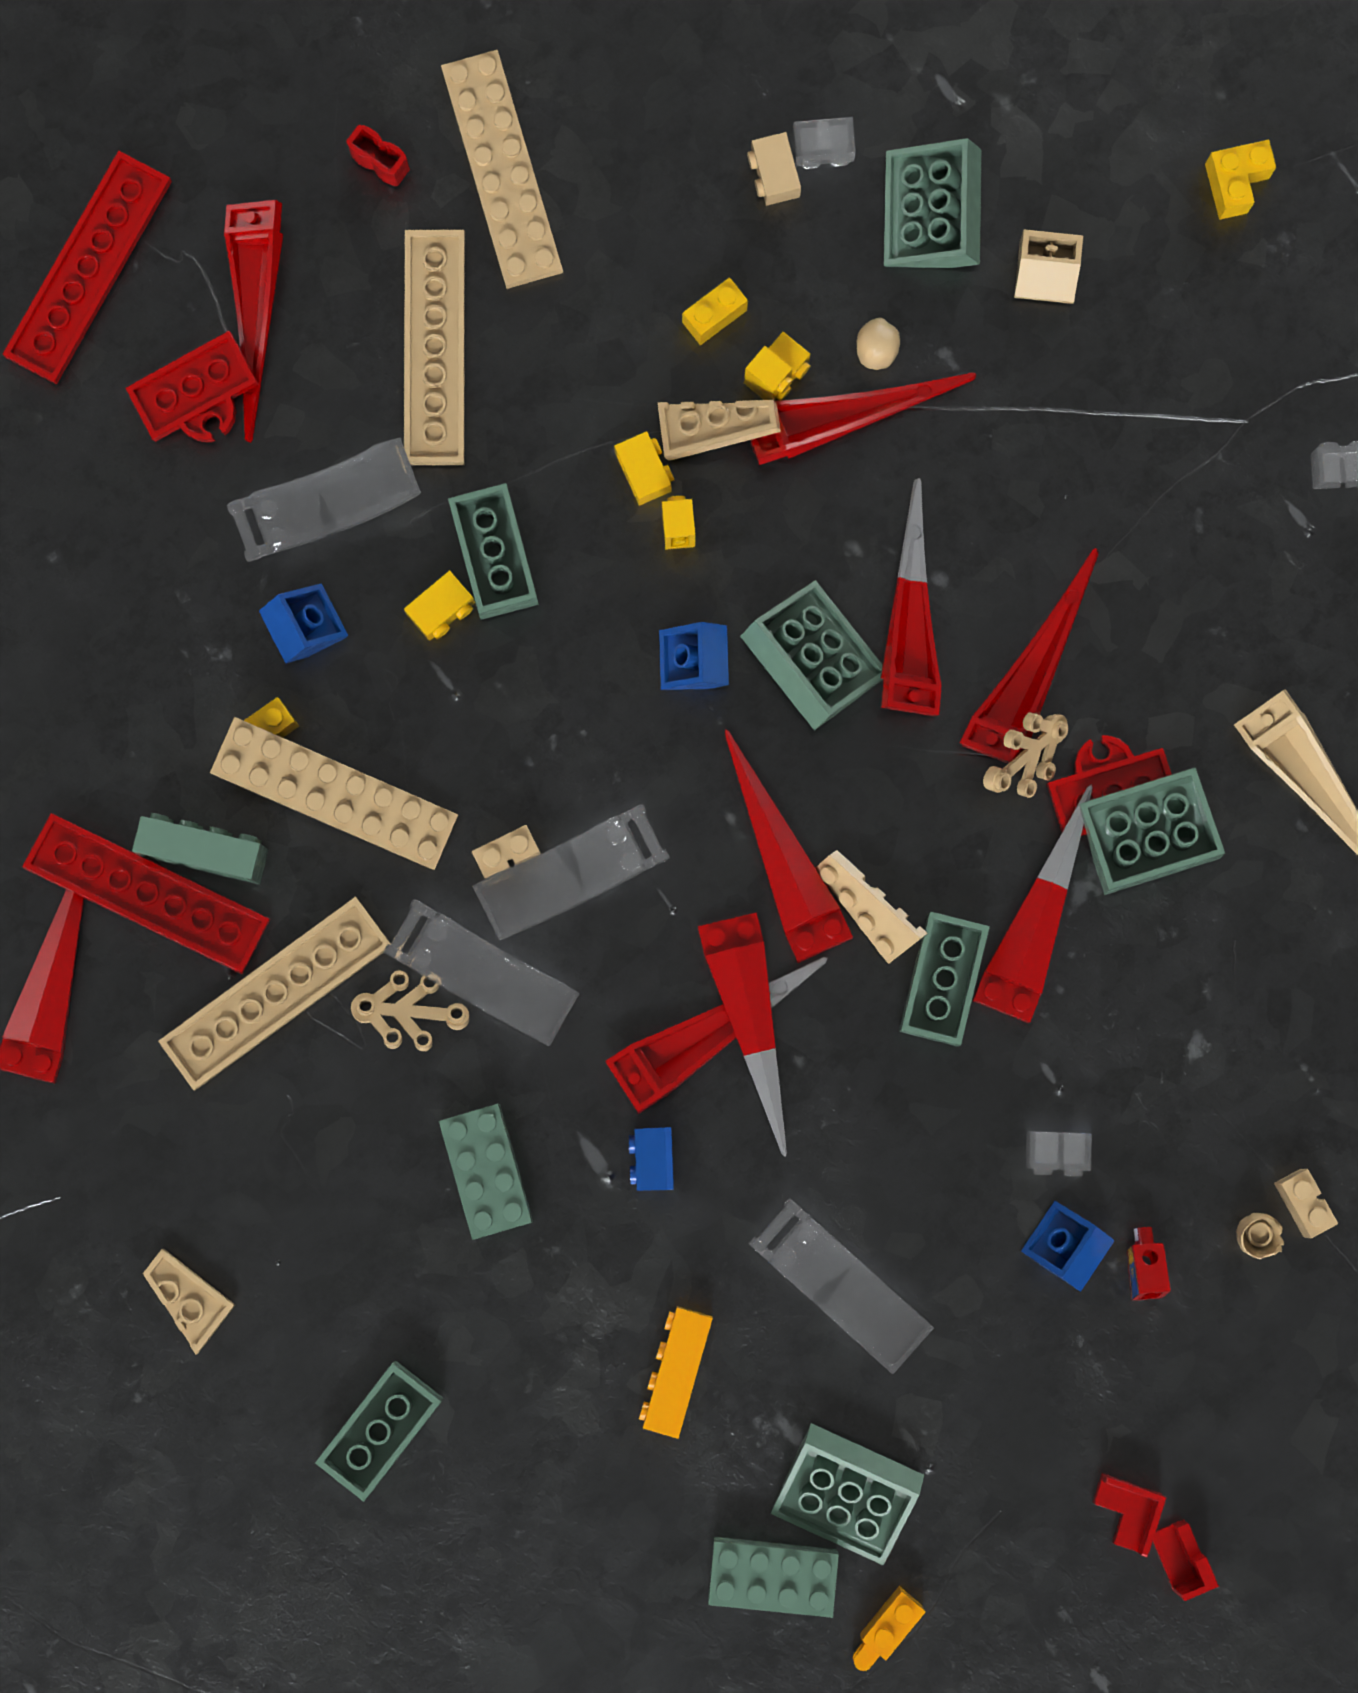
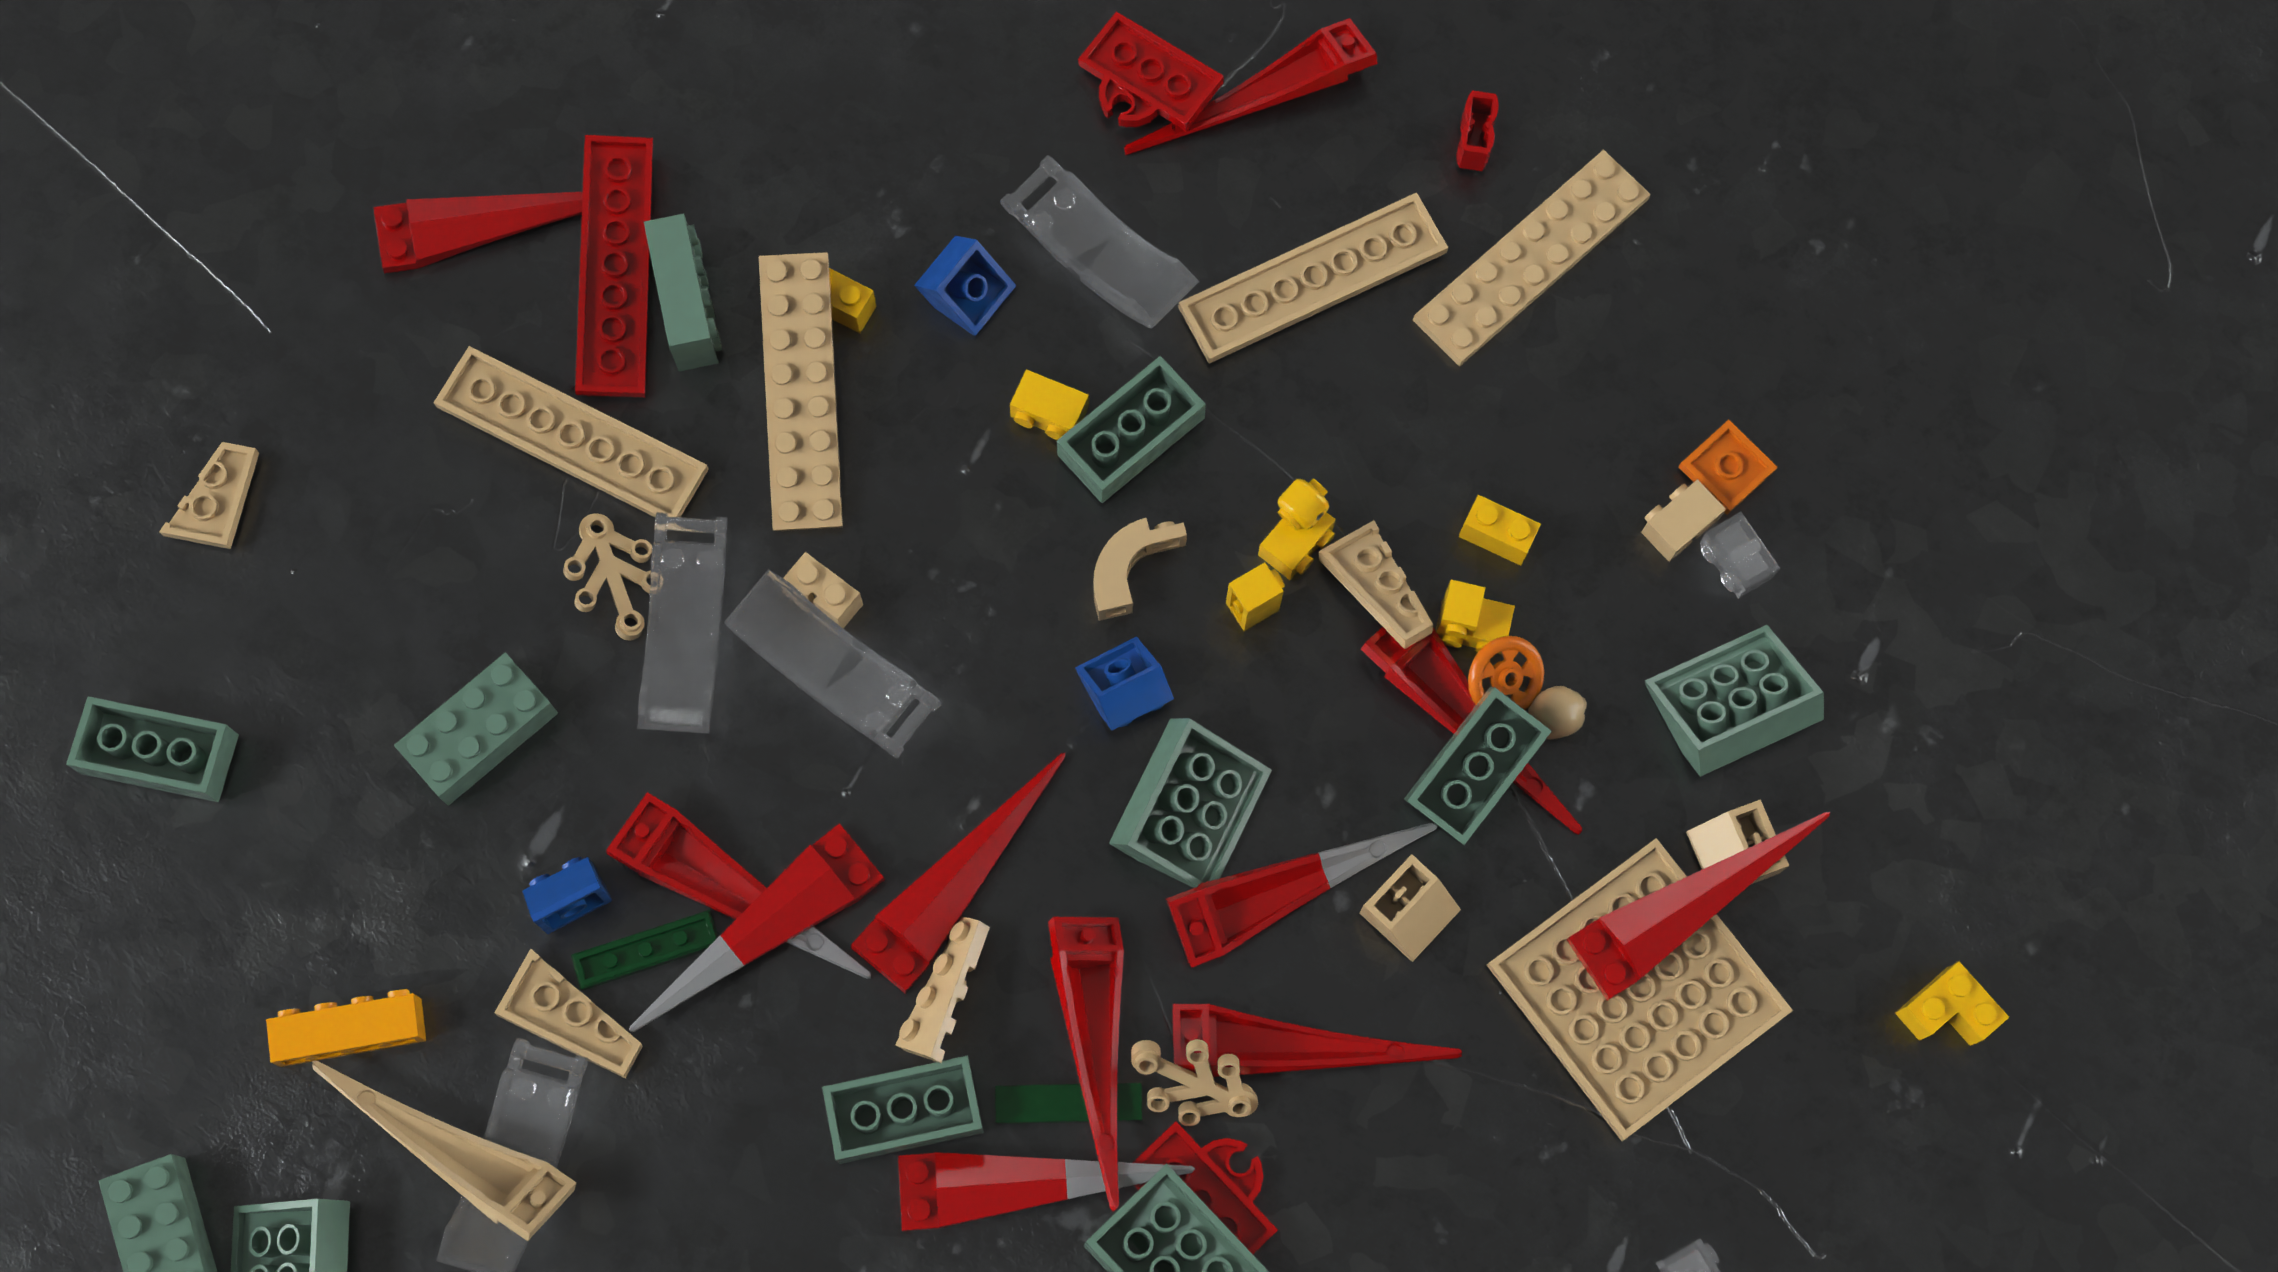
camera: 60 degrees right, 10 degrees down
(604, 626) = (1120, 554): none -> tan arch
(625, 449) = (1303, 504): none -> yellow head
(723, 1118) = (644, 950): none -> dark green tile
(741, 1205) = (561, 1014): none -> tan wing
(749, 111) = (1728, 466): none -> orange plate
(833, 367) = (1509, 648): none -> orange plate
(852, 1304) = (495, 1179): none -> tan plate
(894, 424) = (1477, 765): none -> sand green brick
(917, 797) = (1089, 982): none -> red plate
(973, 530) = (1411, 908): none -> tan slope
(994, 855) = (1059, 1103): none -> dark green tile
(1079, 370) = (1641, 934): none -> red plate
(1113, 394) = (1661, 1031): none -> tan plate

